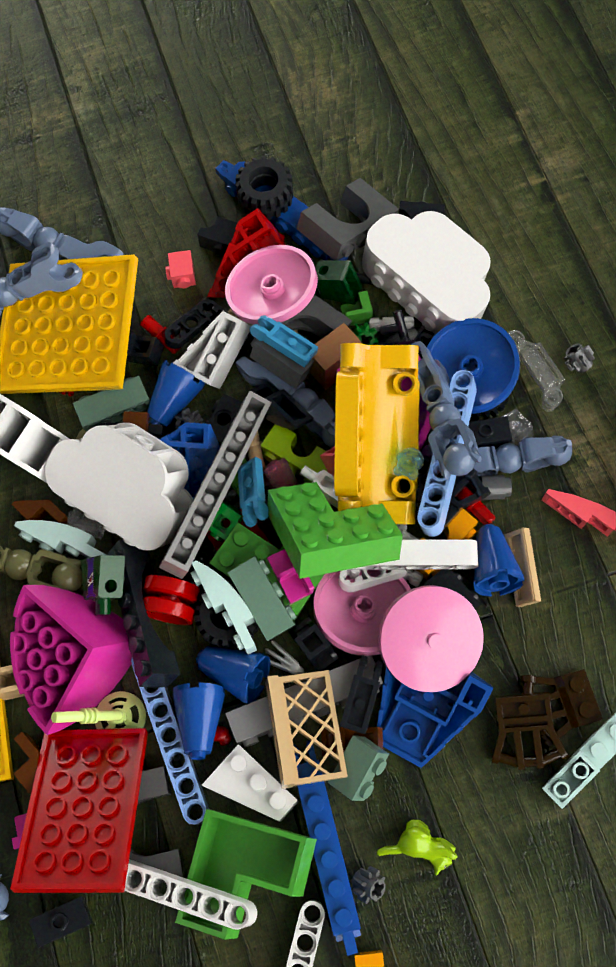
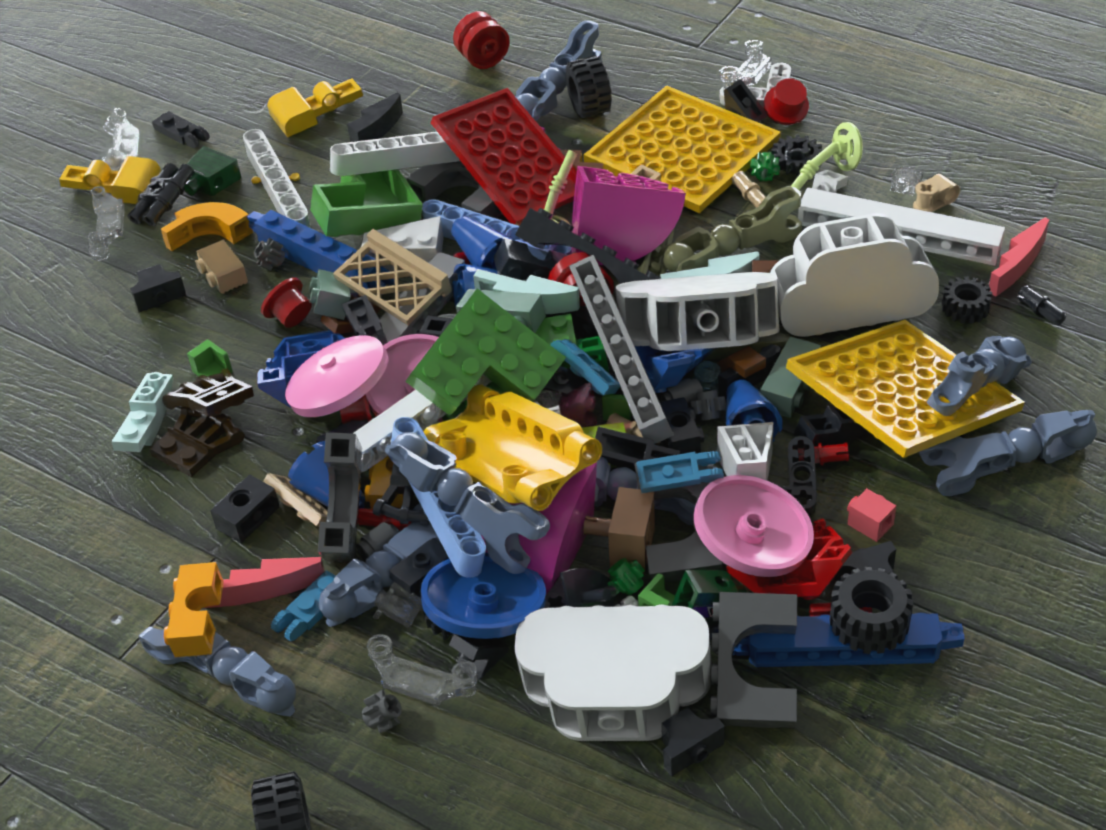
camera: 140 degrees right, 25 degrees down
(103, 581) = (630, 244): torso -> none
(197, 656) = (517, 262): none -> black arch
(399, 791) = (287, 303): none -> red piece
(408, 468) = (461, 447): clear light blue brick -> none
(418, 910) = (221, 266): none -> tan brick
(419, 843) = (246, 294): lime animal -> none
(492, 930) = (156, 287): none -> black brick
(501, 781) = (208, 359): none -> bright green panel
(508, 508) = (339, 532): none -> dark grey arch
(568, 477) = (303, 610): none -> dark azure hinge
(579, 585) = (245, 508): none -> black brick

